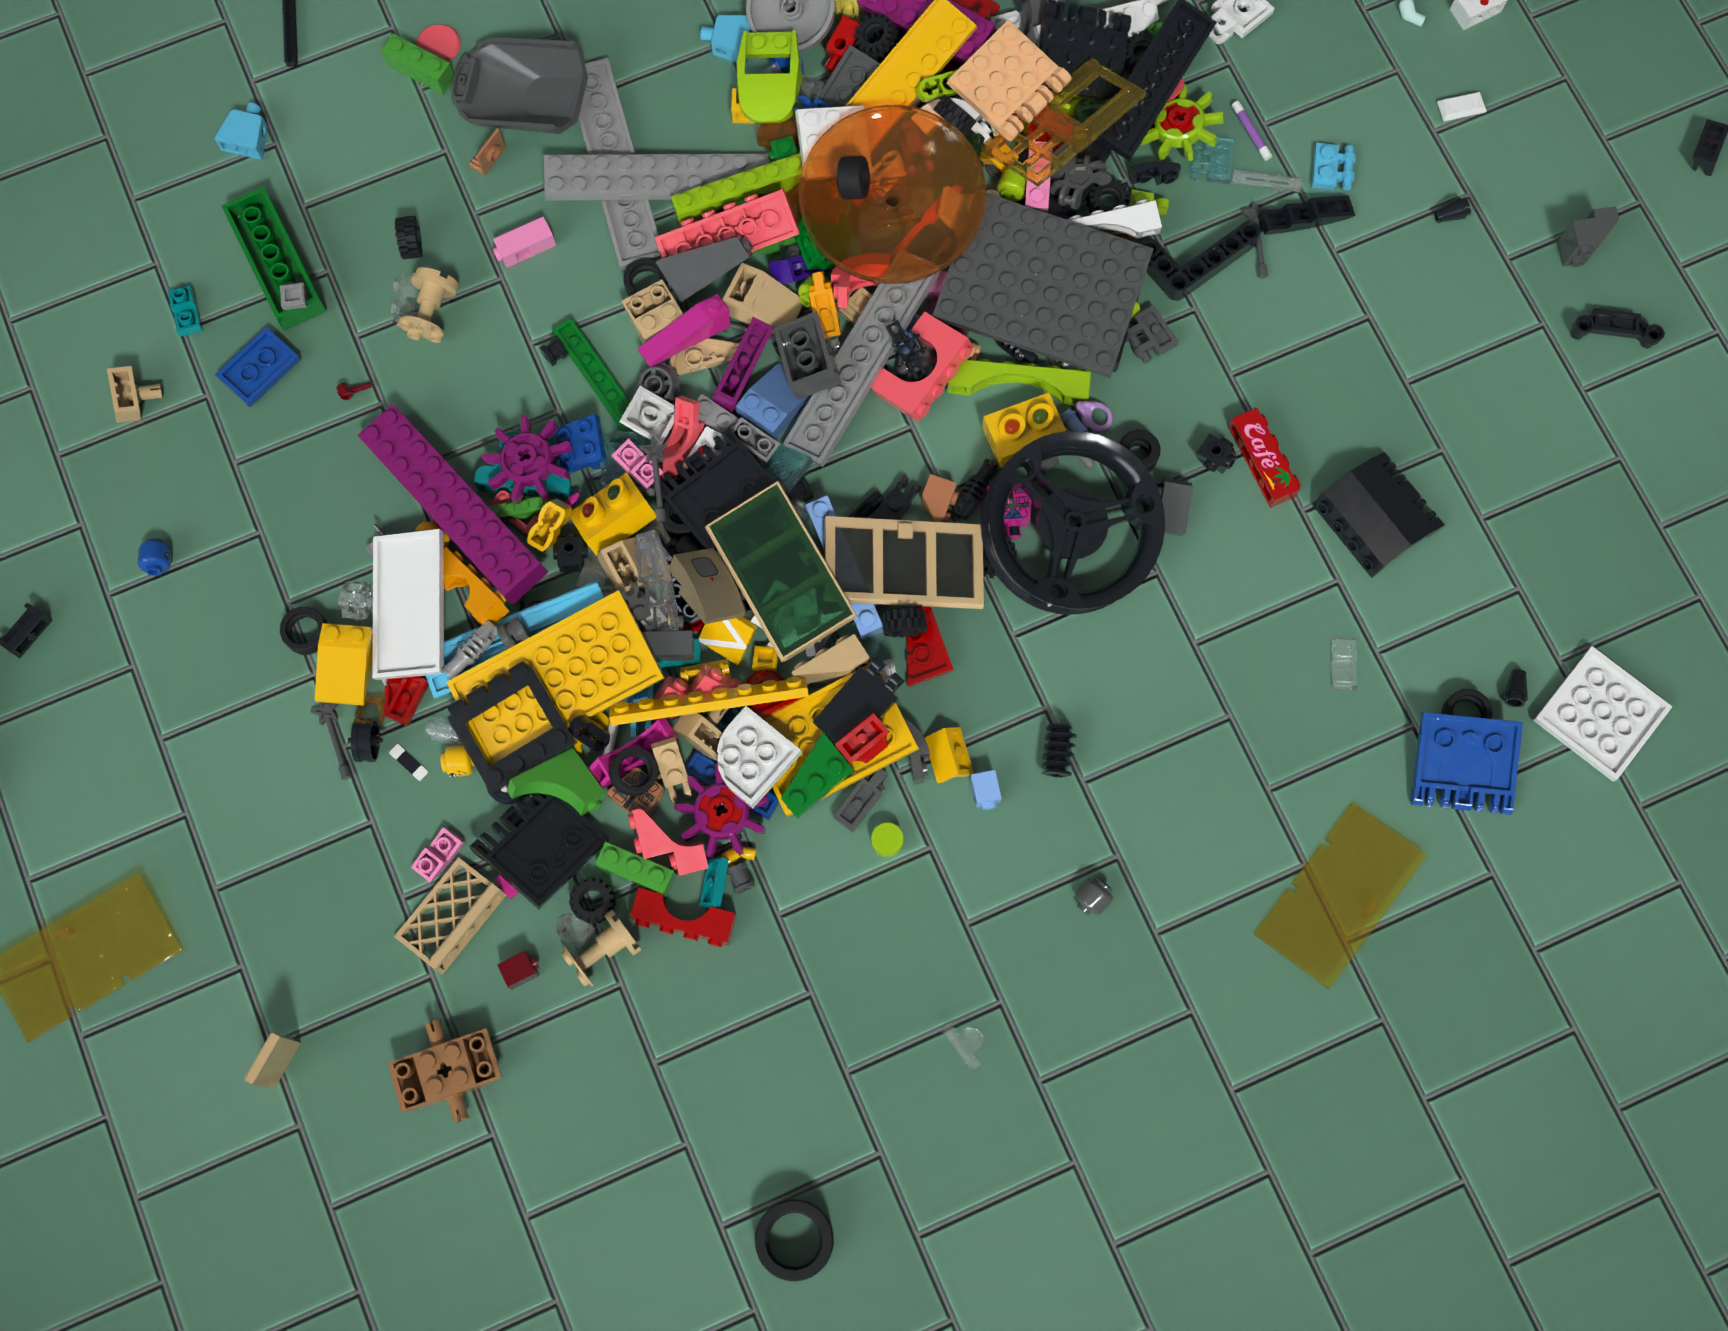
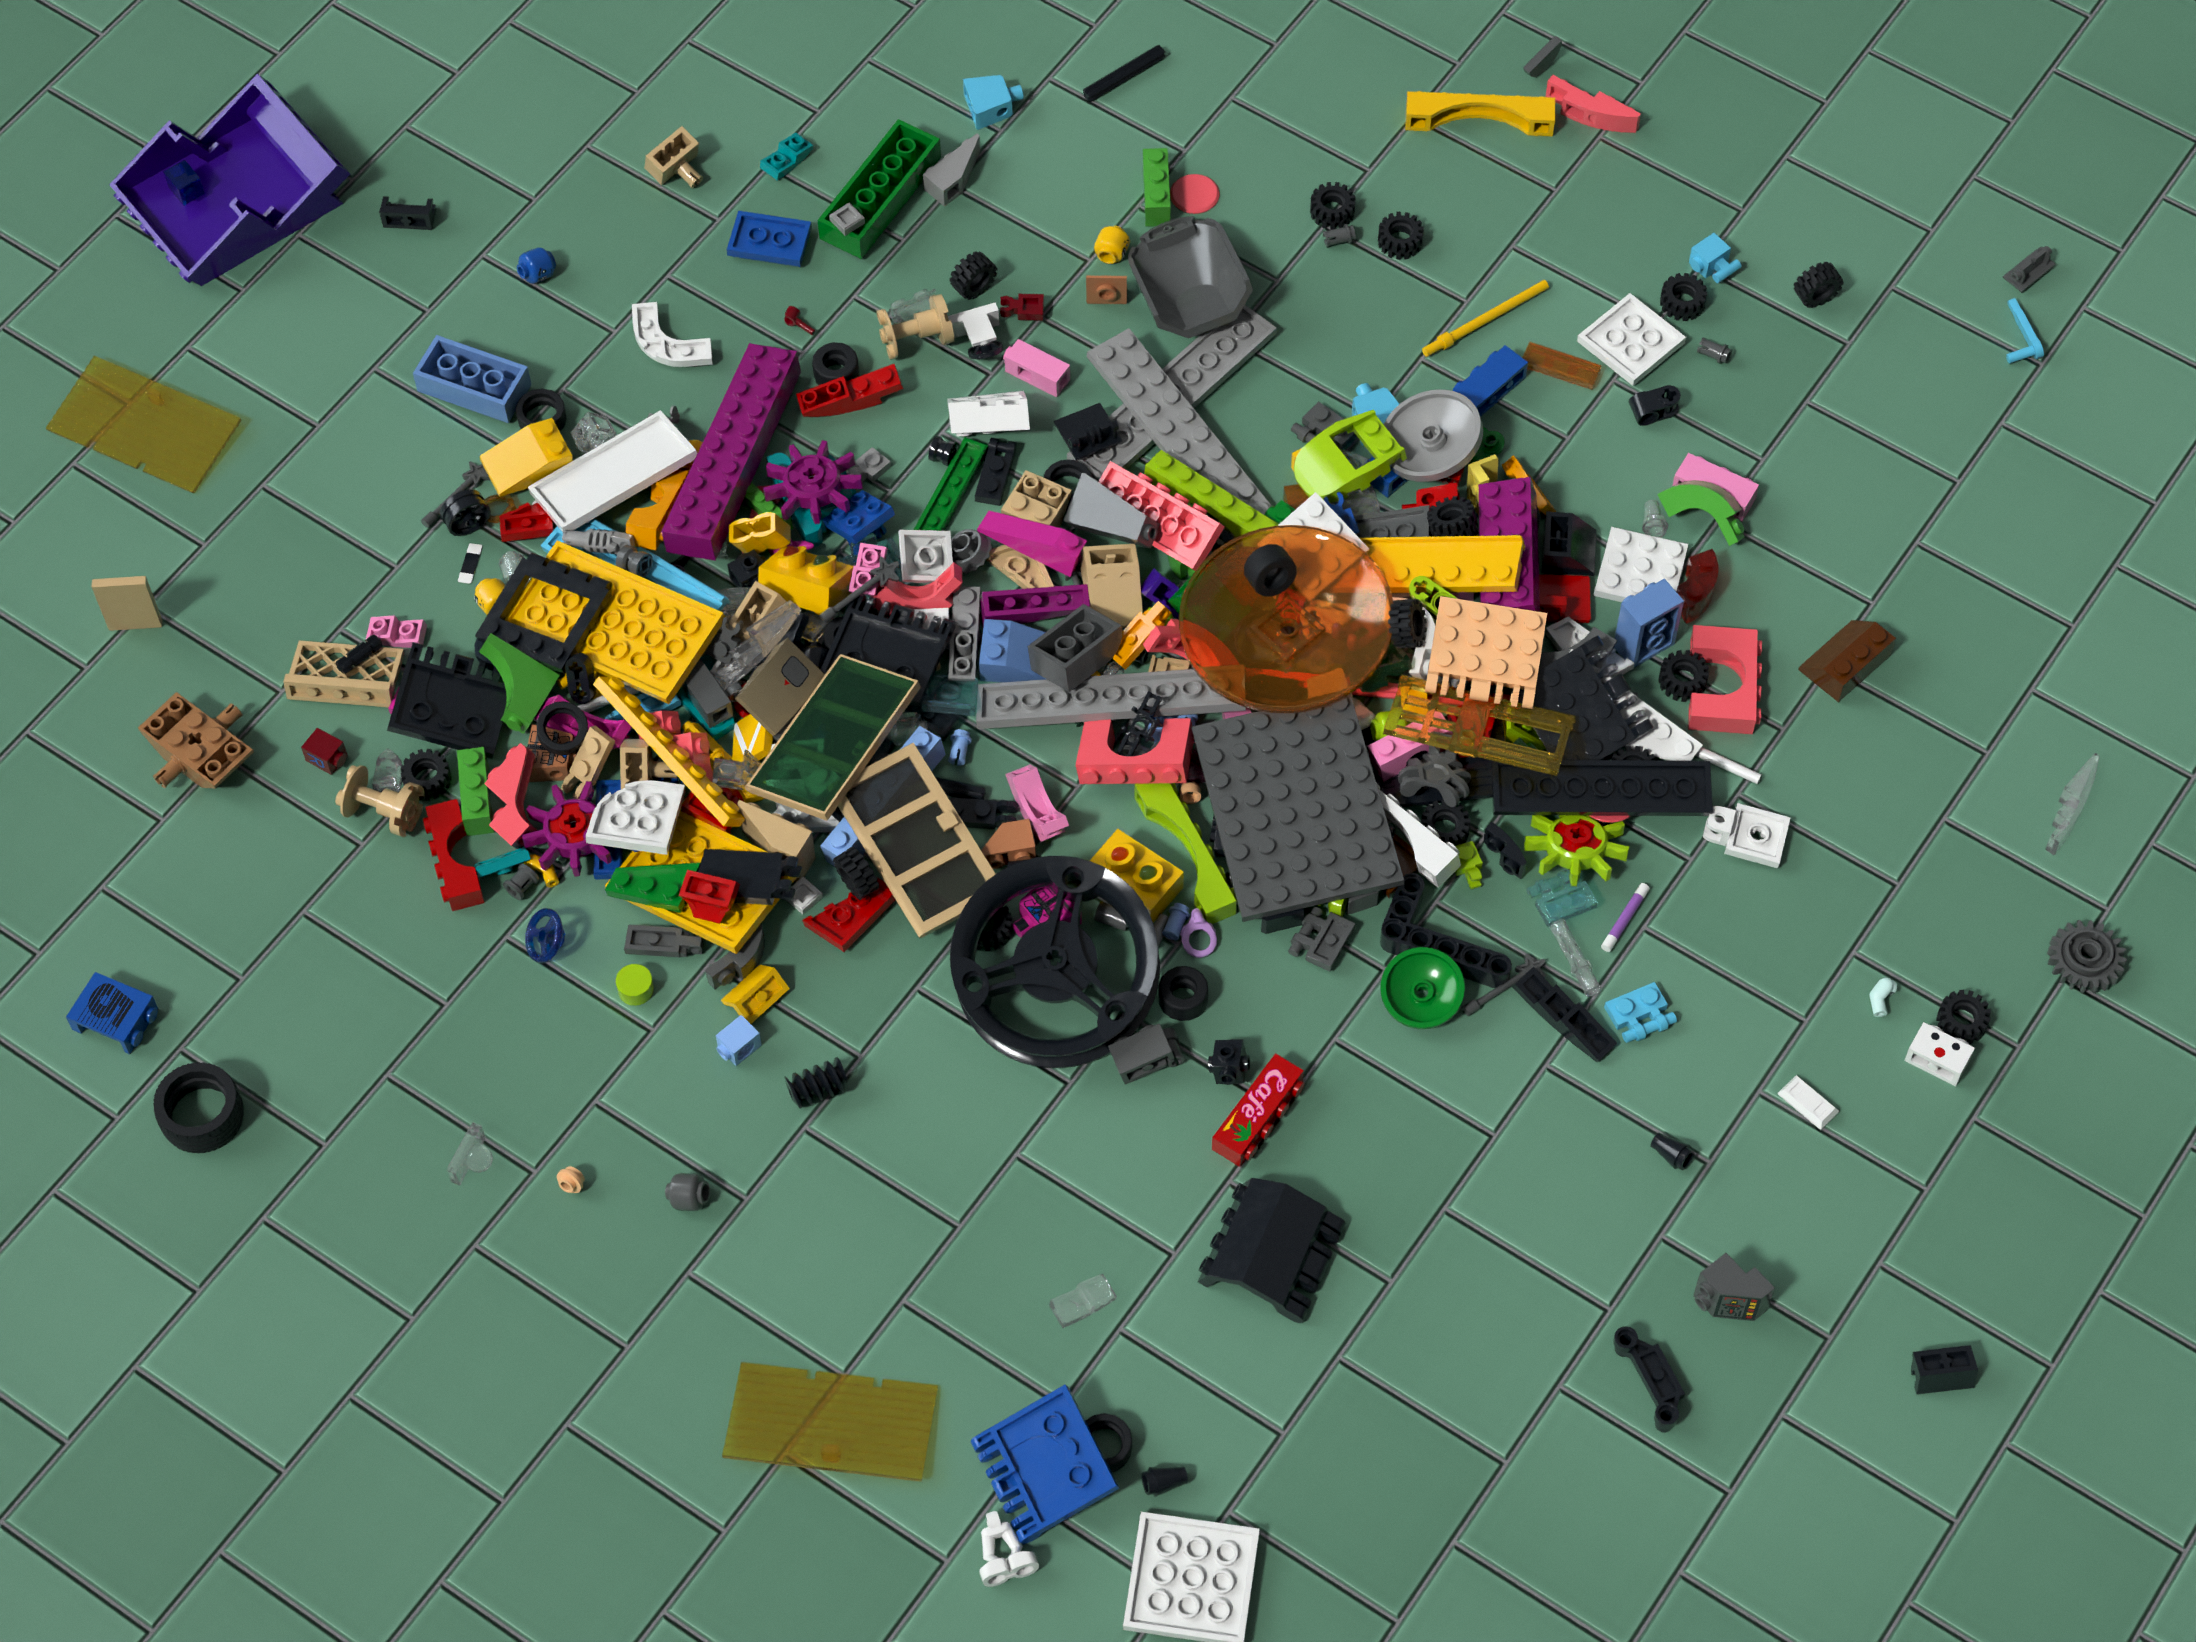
camera: 60 degrees right, 15 degrees down
(234, 666) = (472, 378): none -> medium blue brick
(298, 205) = (950, 175): none -> light grey slope
(305, 504) = (663, 348): none -> white plate
(413, 373) = (834, 354): none -> black tyre
(444, 895) = (359, 654): none -> black axle
(447, 125) = (1111, 244): none -> yellow head
(453, 388) = (848, 396): none -> red slope
(460, 217) = (1026, 306): none -> dark red plate
(464, 262) = (978, 326): none -> white piece
(529, 407) = (870, 465): none -> light grey plate
(547, 296) = (988, 413): none -> white wedge
(596, 326) = (995, 472): none -> black plate
(612, 238) = (1088, 431): none -> black hinge
(659, 1267) = (113, 1011): none -> blue panel
(714, 76) = (1316, 421): none -> dark grey plate
(754, 661) = (734, 773): none -> clear slope
(805, 883) = (550, 937): none -> clear blue piece
(827, 489) = (960, 743): none -> light blue pin
(917, 464) = (1035, 803): none -> bright pink arch
(1030, 978) = (570, 1180): none -> light nougat plate
(1246, 281) = (1422, 970): none -> green dish
(1526, 841) = (998, 1569): none -> white piece

